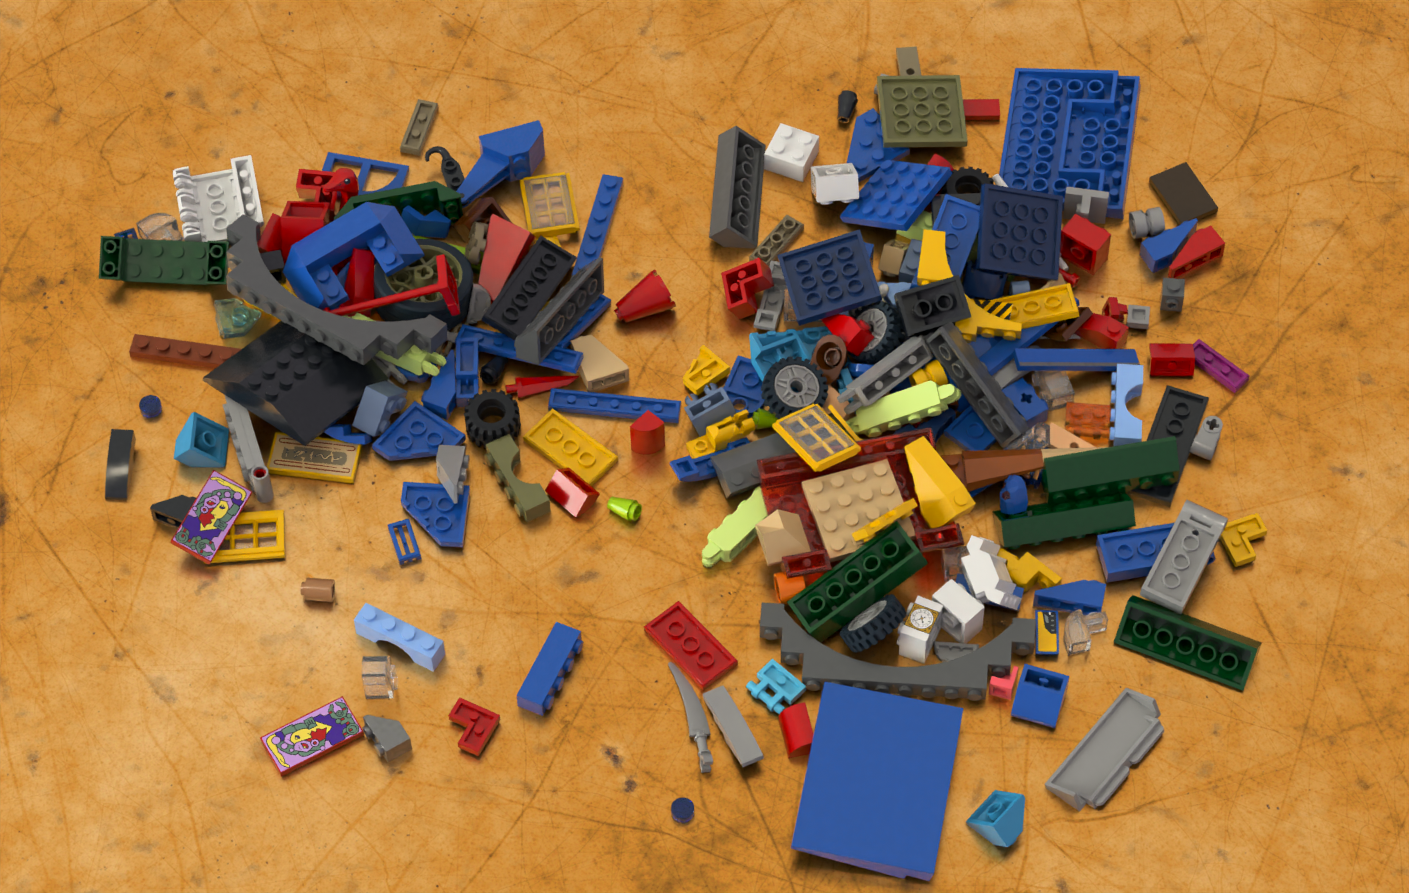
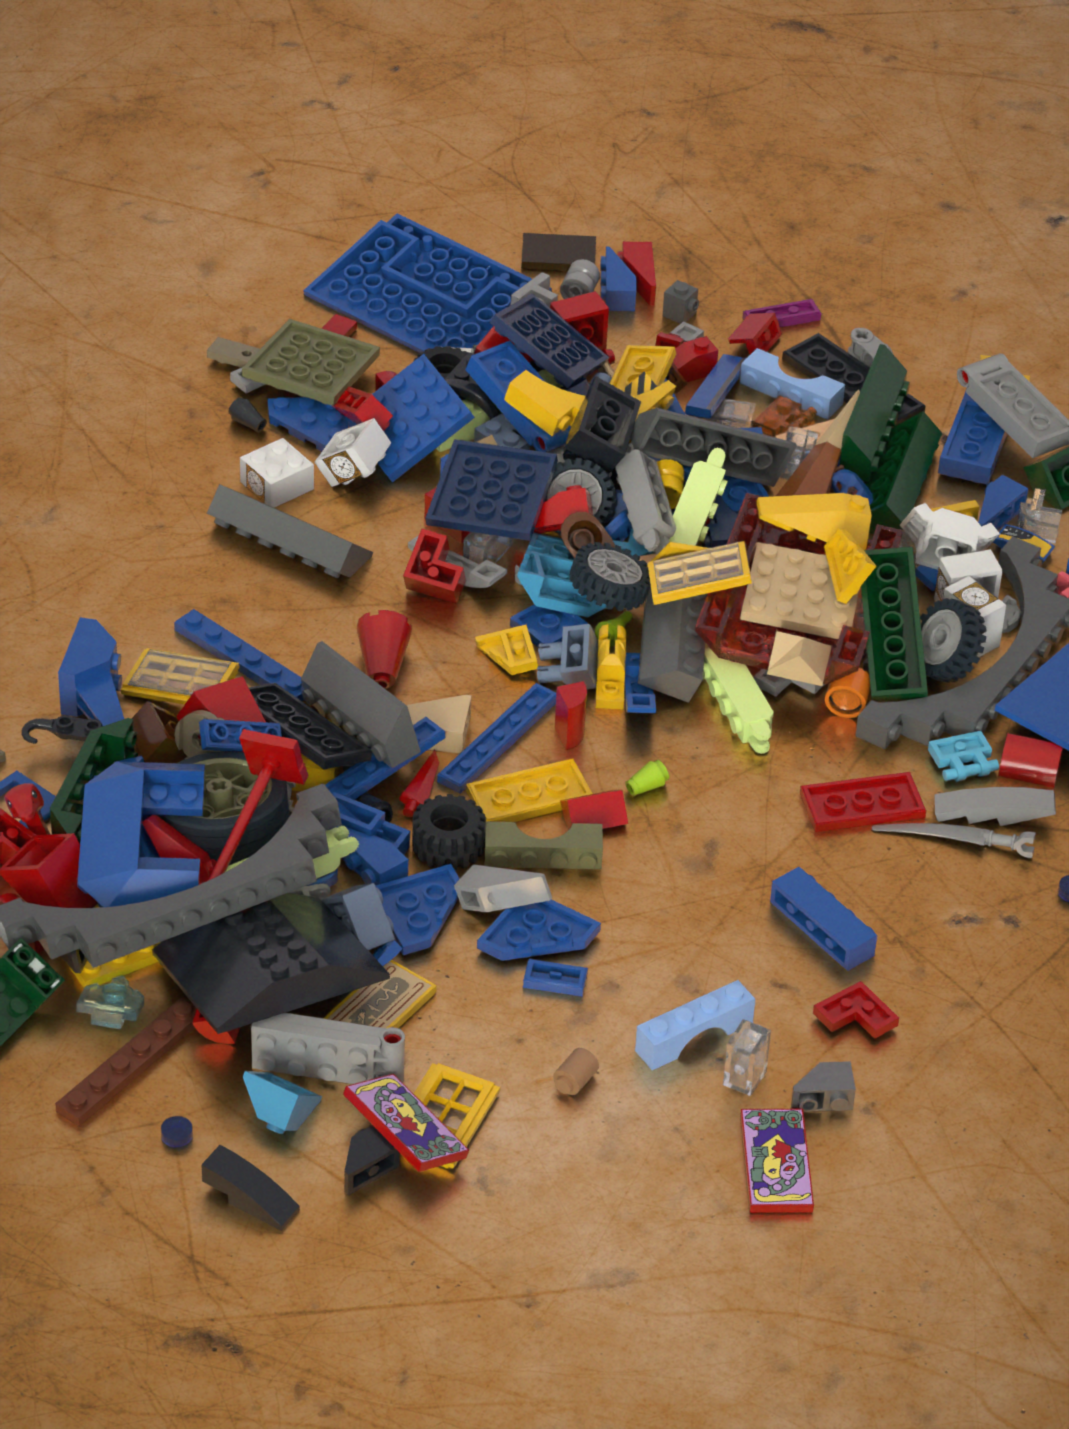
camera: 65 degrees left, 15 degrees down
(490, 270) = (225, 734): none -> blue tile
(778, 240) = (380, 535): dark tan tile -> none
(878, 165) = (361, 407): none -> red slope

